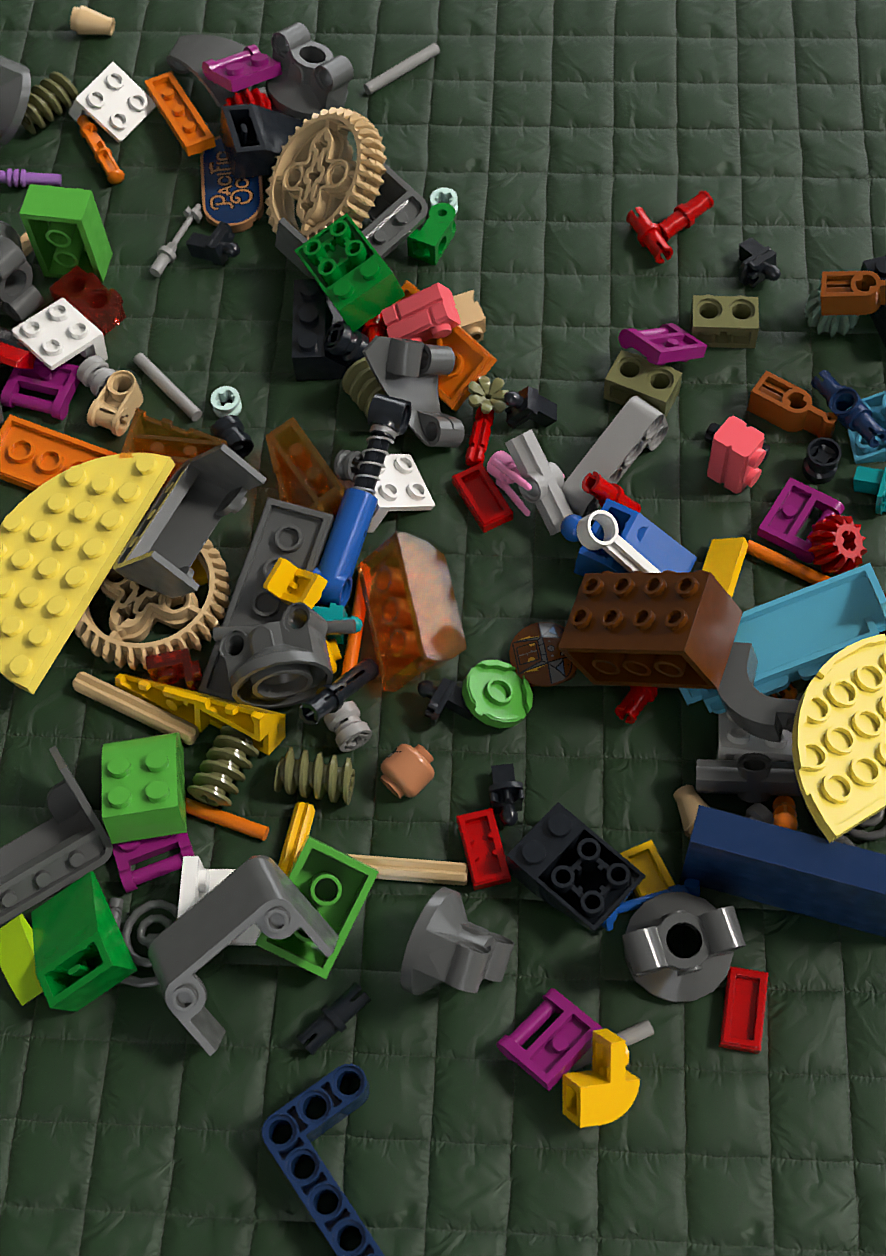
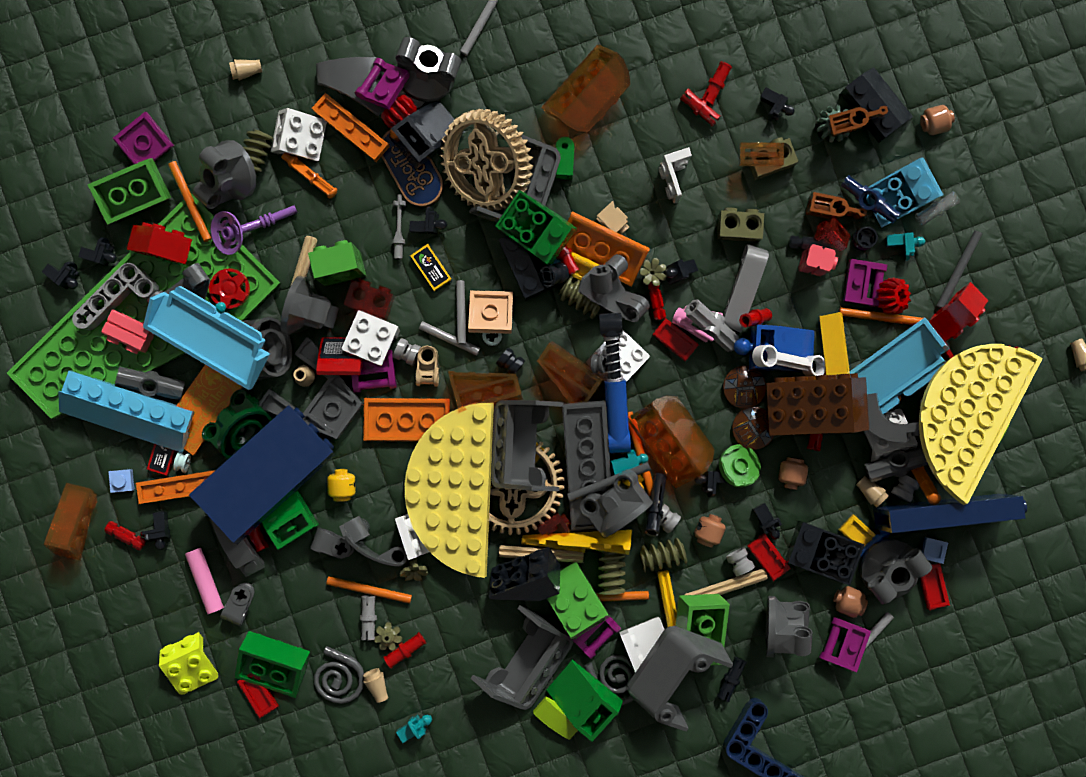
camera: 25 degrees left, 25 degrees up
(94, 717) = (526, 577): none -> black slope
(191, 297) = (431, 267): none -> tile
(199, 359) = (461, 320): none -> light grey bar
(238, 367) = (490, 312): none -> light nougat plate
(294, 584) = (607, 456): yellow bracket -> none
(423, 315) = (594, 241): coral brick -> none
(433, 835) = (740, 562): none -> light grey wheel
(444, 195) = (556, 124): light aqua bush -> none
(508, 164) = (589, 90): none -> clear orange windscreen
(551, 592) = (744, 387): none -> reddish brown dish
(577, 737) = (793, 473): none -> nougat head
(582, 278) = (669, 165): none -> white bracket
(588, 972) = (850, 601): none -> nougat head
(606, 1090) = (882, 661): yellow brick -> none
(663, 344) = (750, 197): magenta plate -> none
(707, 304) = (743, 145): none -> clear orange tile
(765, 946) = (934, 550): none -> light blue plate
(779, 437) = (834, 232): none -> clear red bracket

